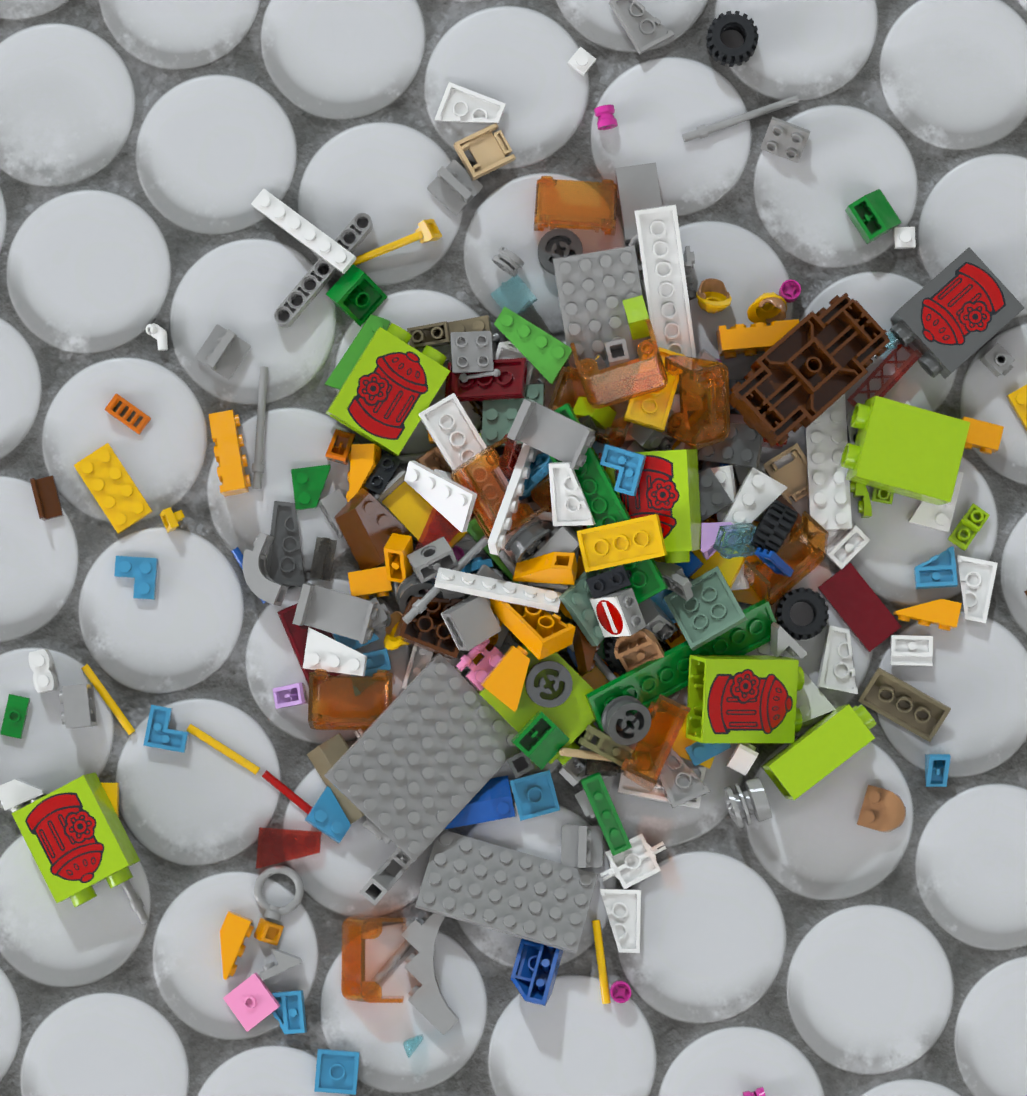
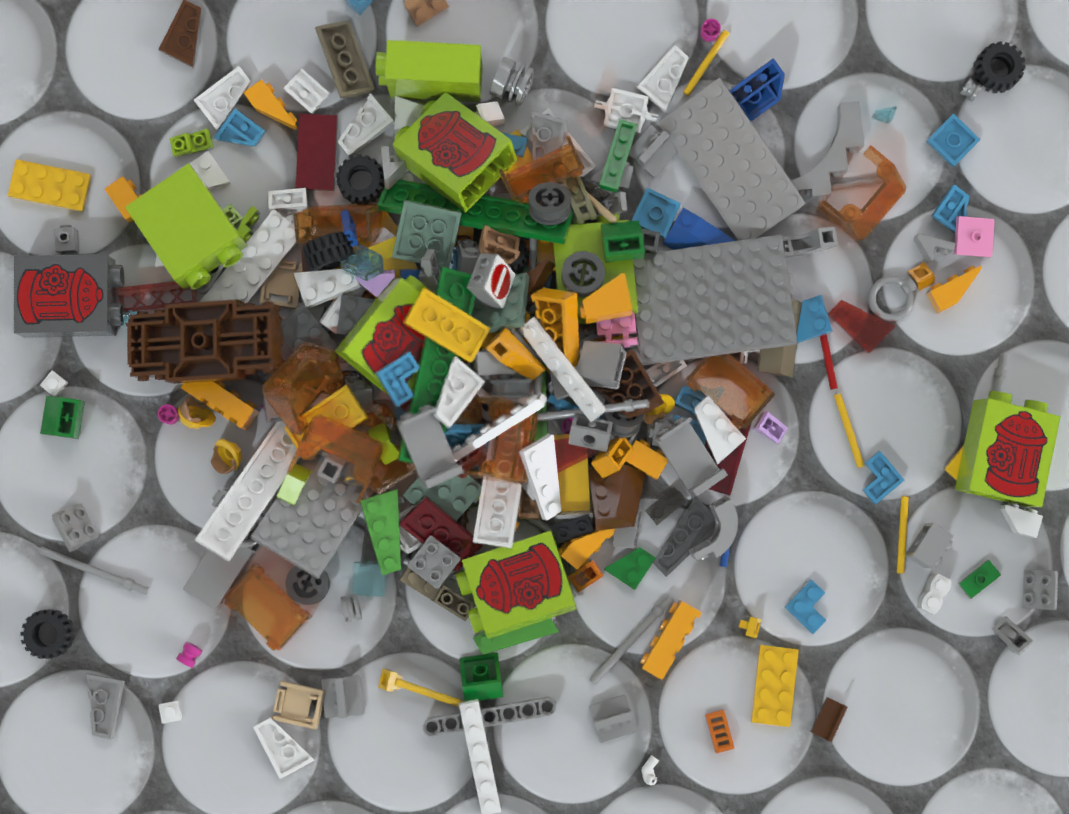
camera: 145 degrees left, 0 degrees up
(464, 378) = (455, 548): light grey hinge -> none
(609, 581) = (479, 306): black hinge -> none

